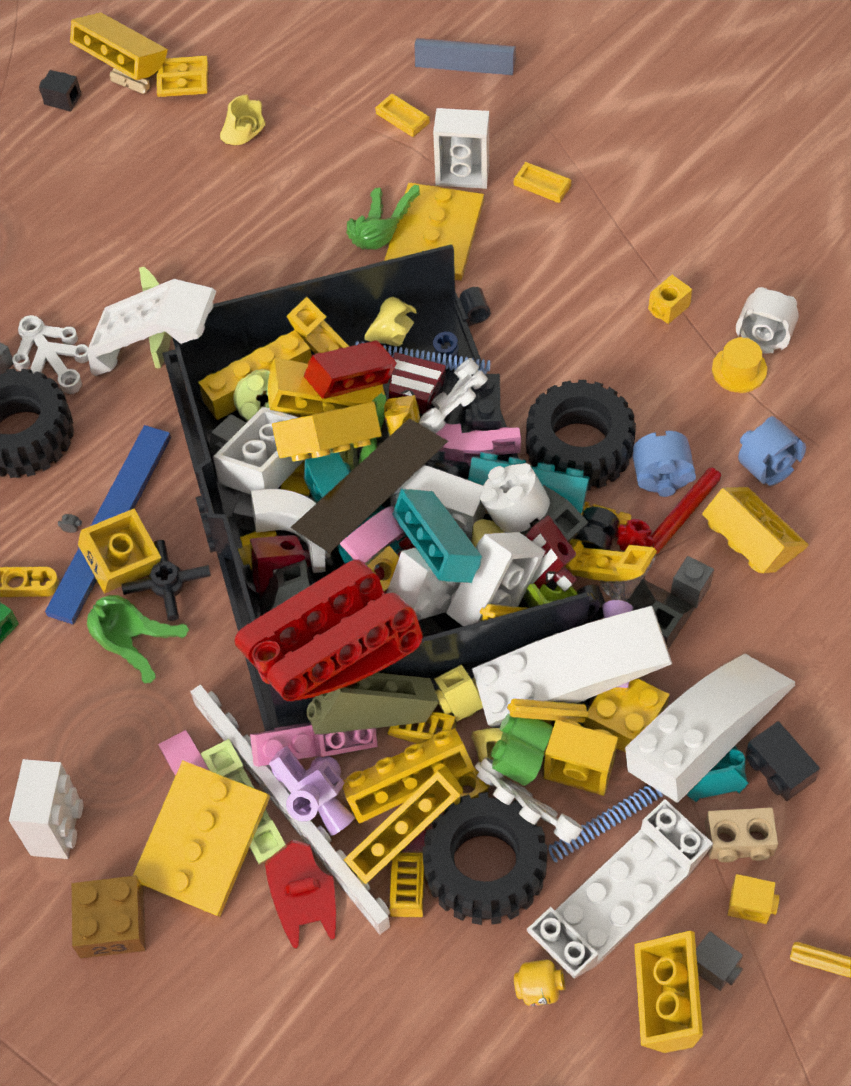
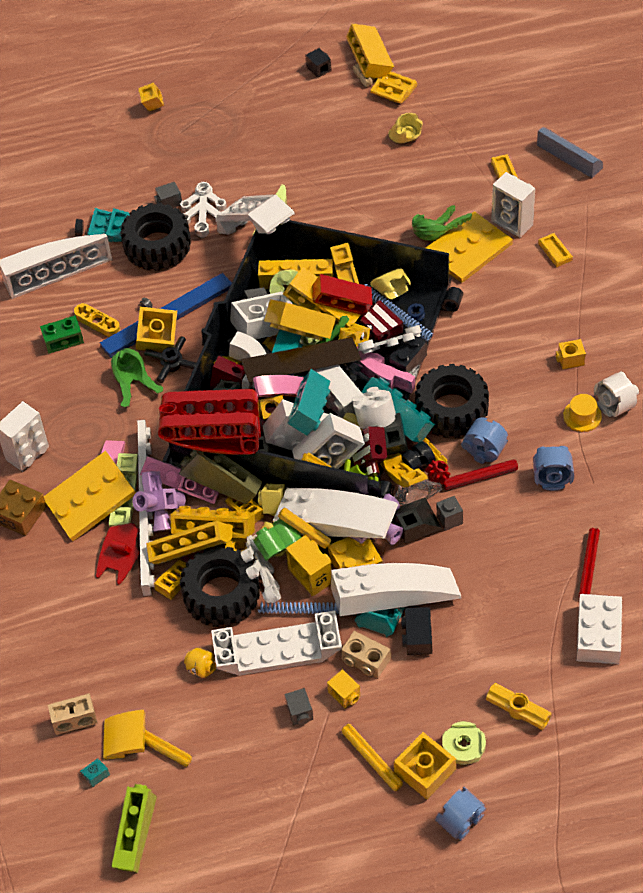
camera: 35 degrees right, 5 degrees down
(668, 992) = (257, 703): yellow slope -> none
(753, 529) = (511, 505): yellow slope -> none

